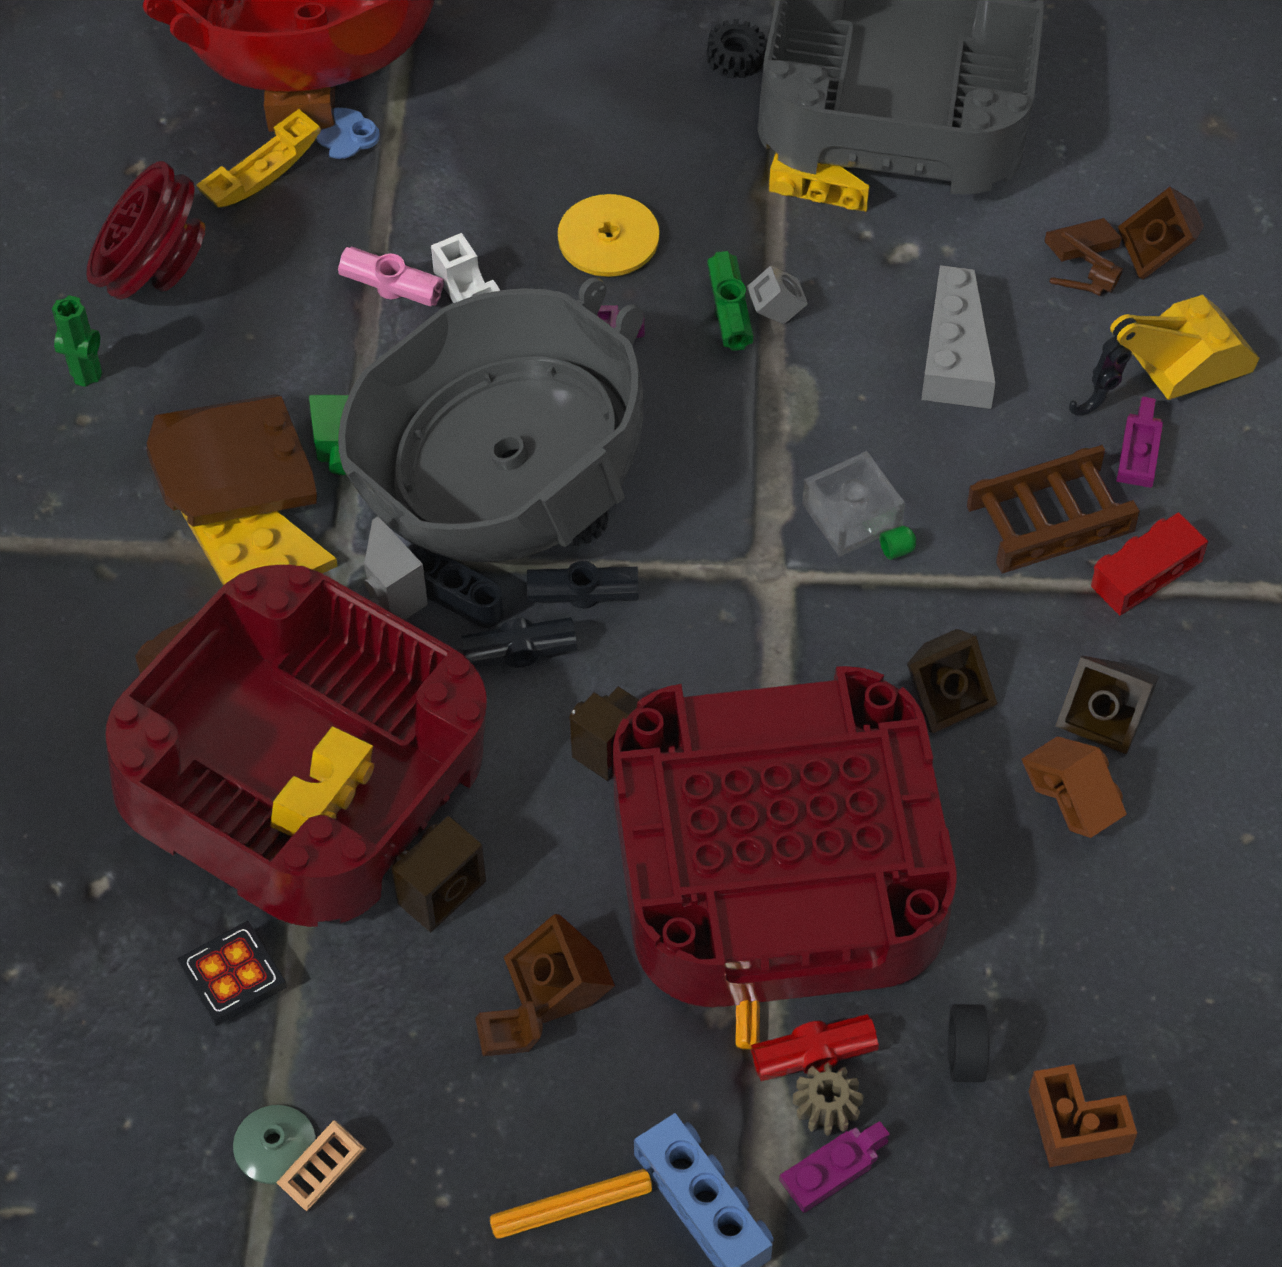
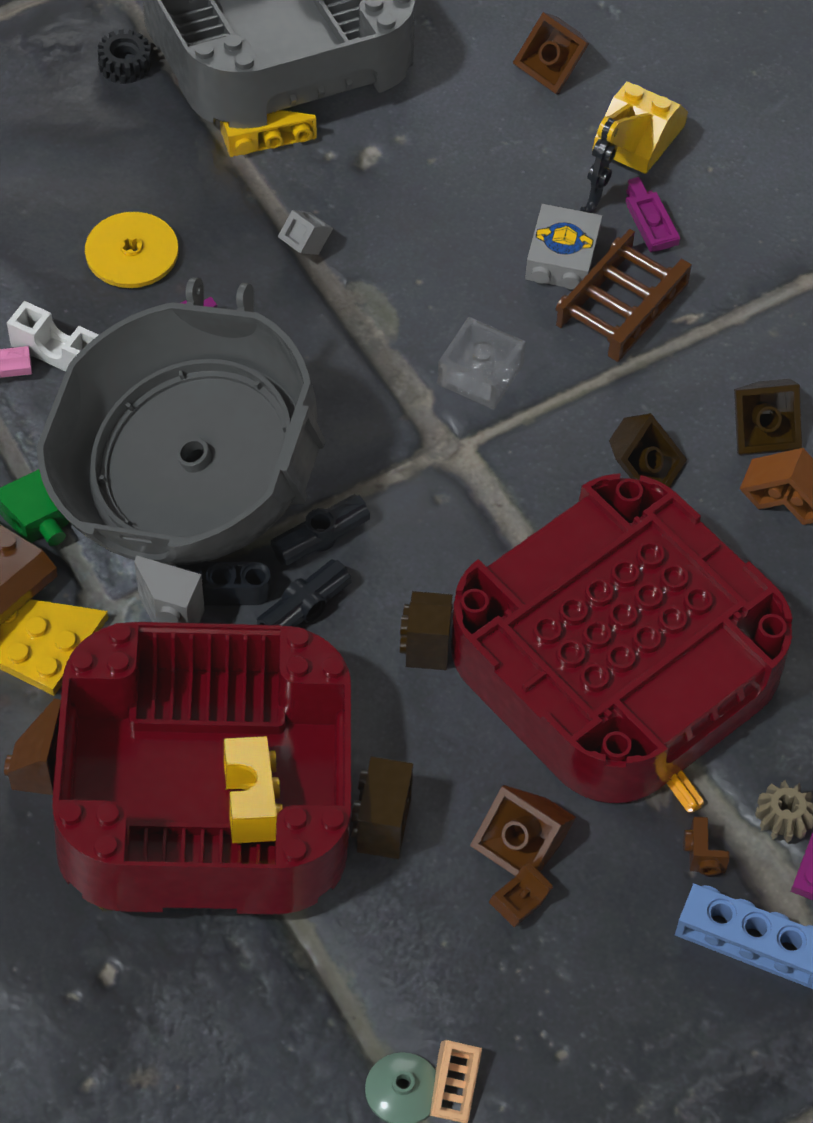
camera: 35 degrees left, 0 degrees up
(232, 973) = (273, 977): tile -> none
(570, 1203) = (659, 997): light orange axle -> none
(715, 1079) = (701, 859): none -> reddish brown bracket
(730, 301) = (269, 255): green piece -> none
(814, 1046) = (748, 780): red piece -> none
(897, 542) = (530, 376): green piece -> none
(958, 349) = (465, 204): light grey wedge -> none
(1024, 428) = (562, 246): none -> light grey panel
(1094, 234) = (497, 83): reddish brown tile -> none
(1103, 272) = (531, 101): reddish brown plant -> none
(1148, 563) = (719, 300): red brick -> none

